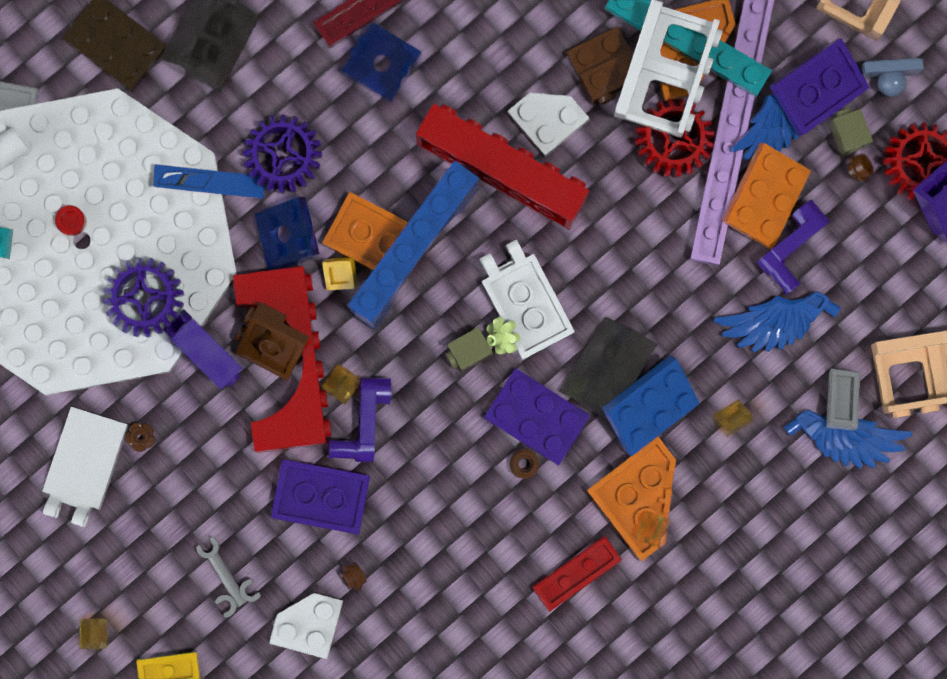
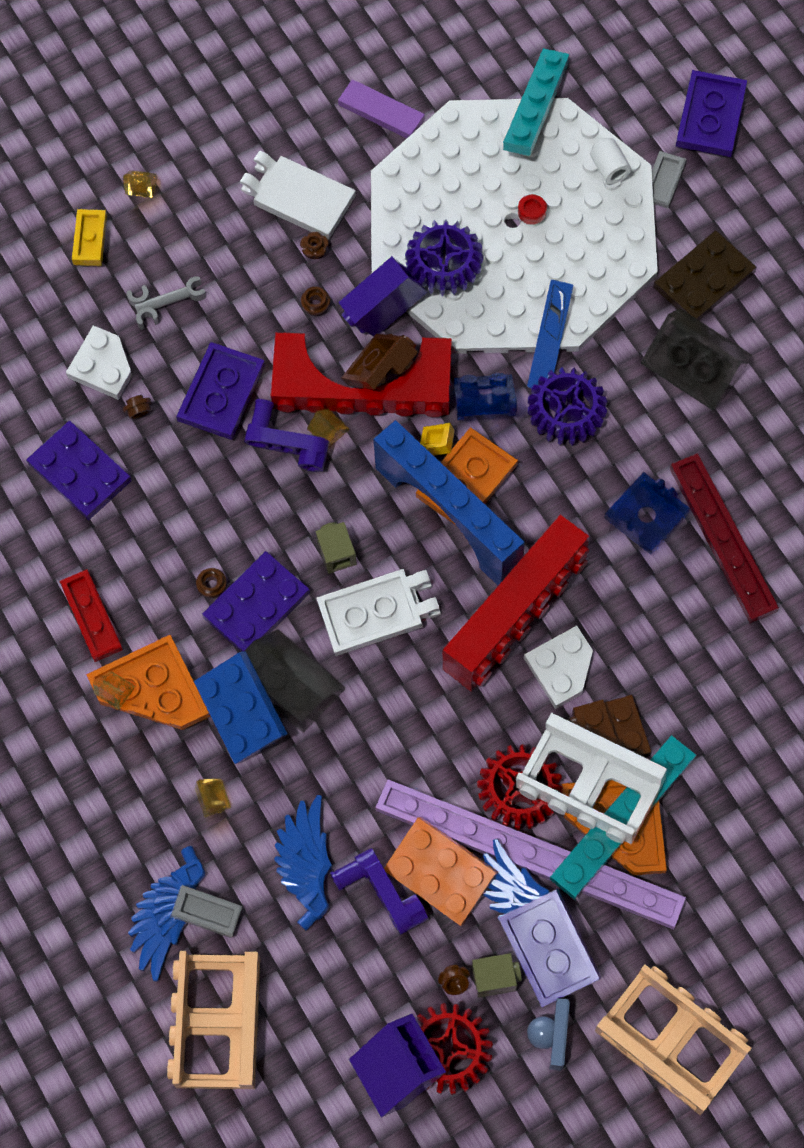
camera: 105 degrees right, 15 degrees down
(195, 419) = (315, 293): none -> reddish brown plate
(428, 621) = (79, 470): none -> dark purple plate
(501, 336) = (343, 579): yellowish green plant -> none

